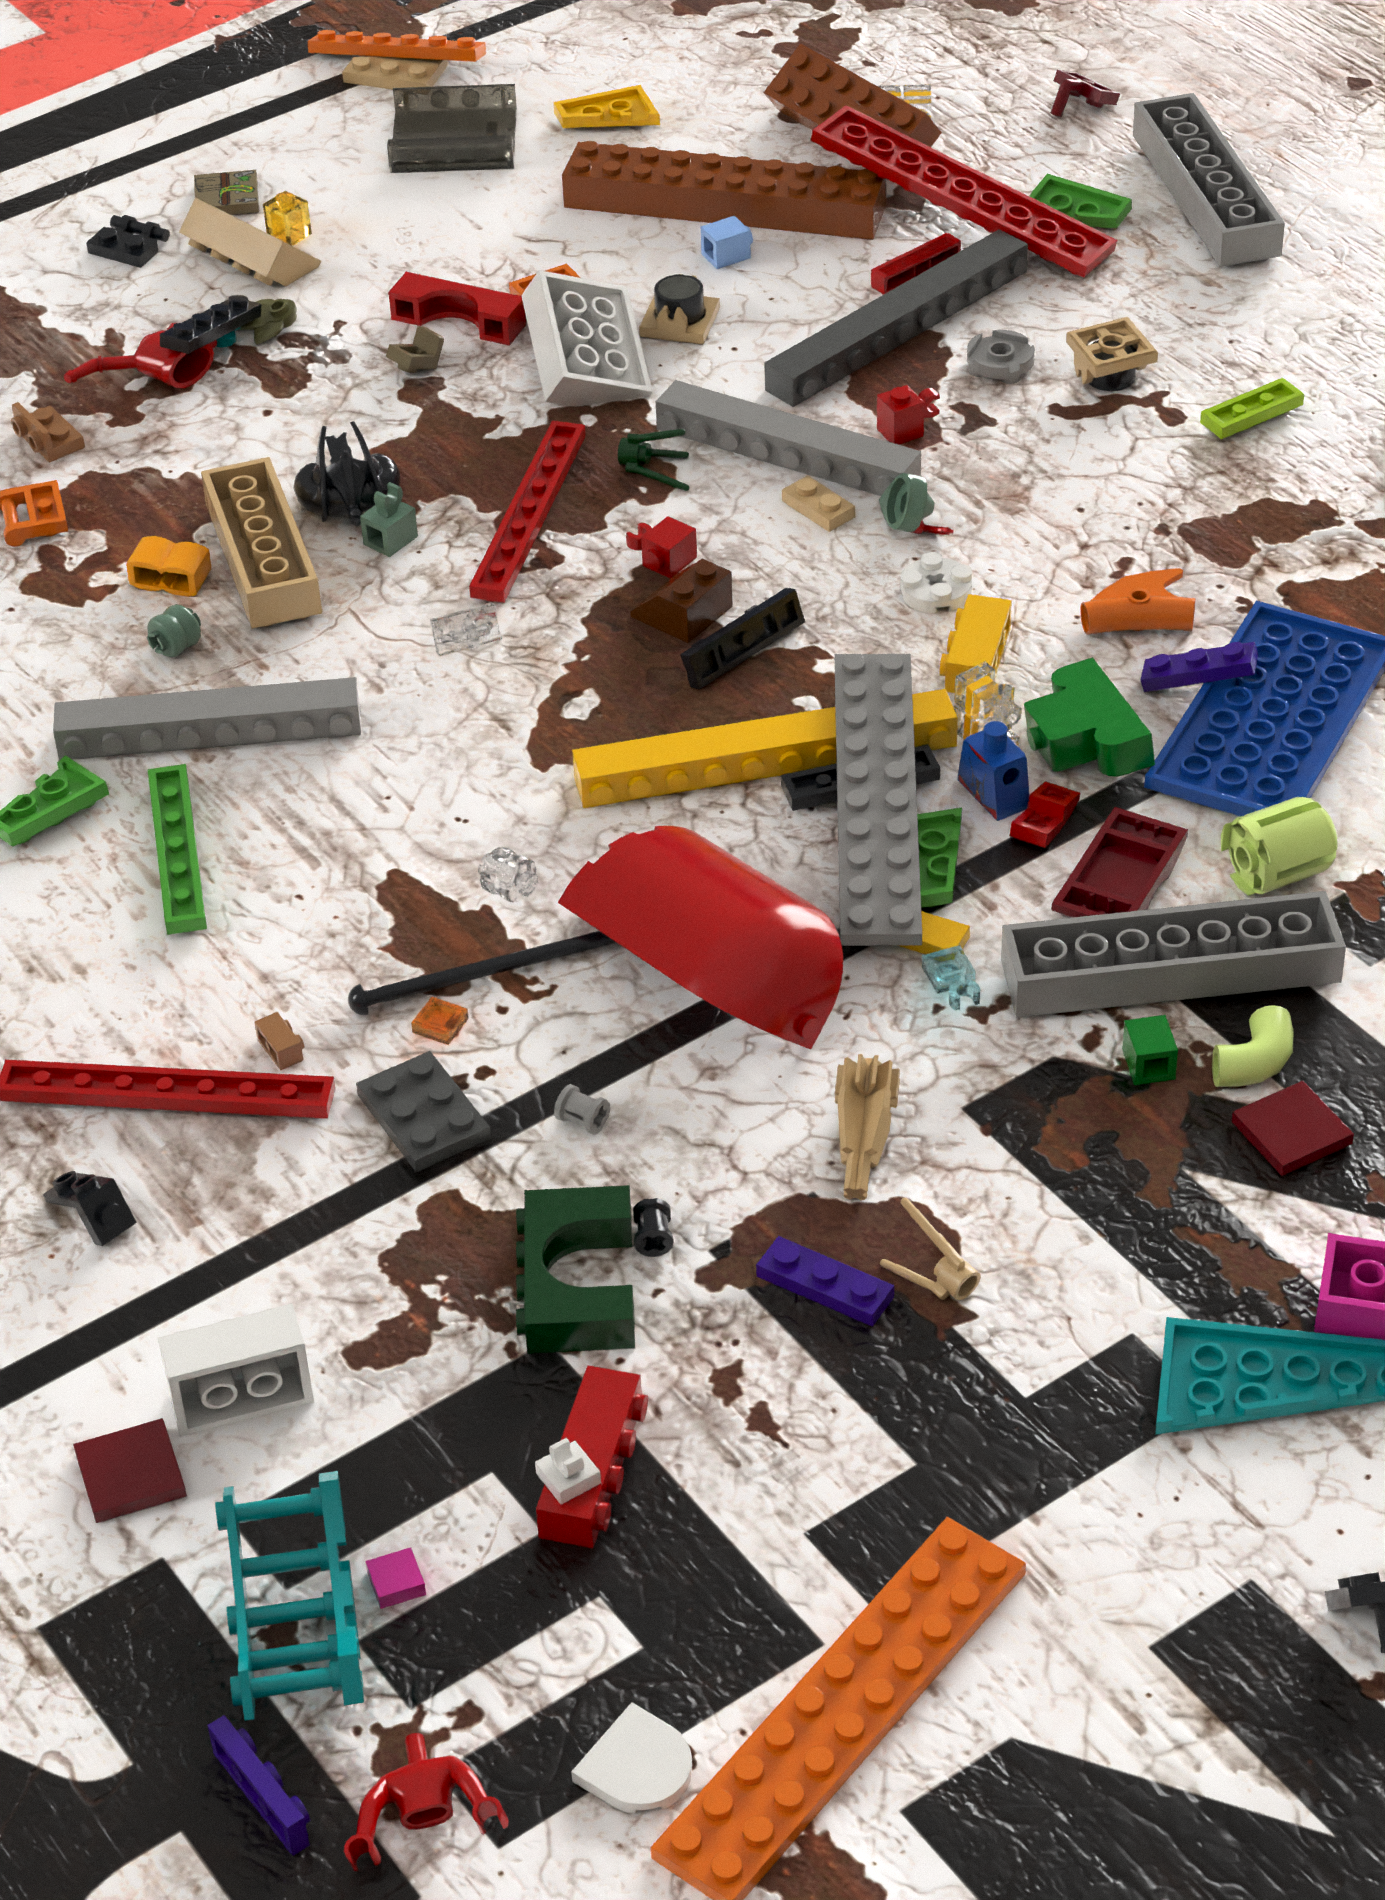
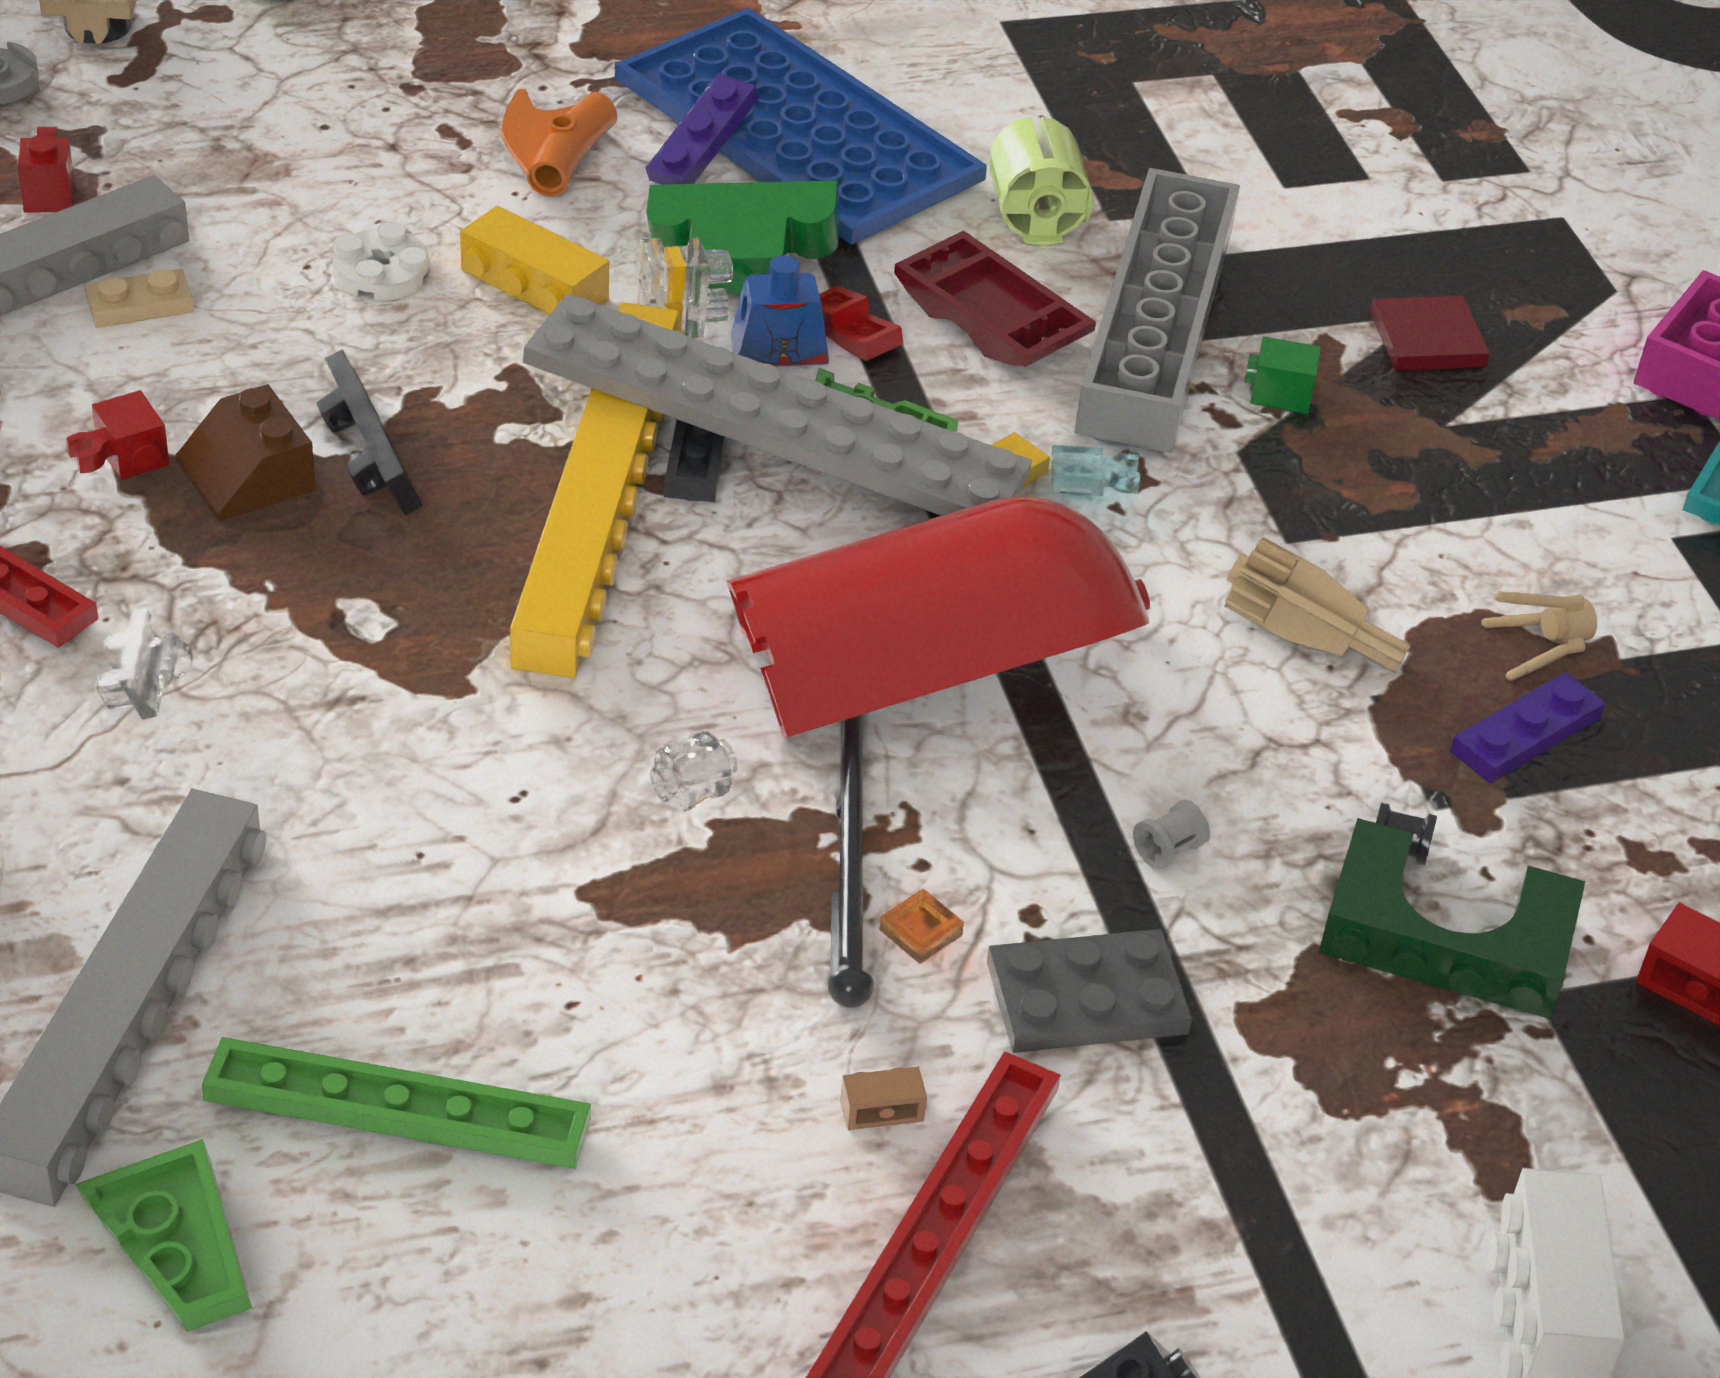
camera: 75 degrees left, 0 degrees up
(907, 503) = (230, 225): sand green piece -> none
(1259, 1058) = (1325, 305): yellowish green cylinder -> none

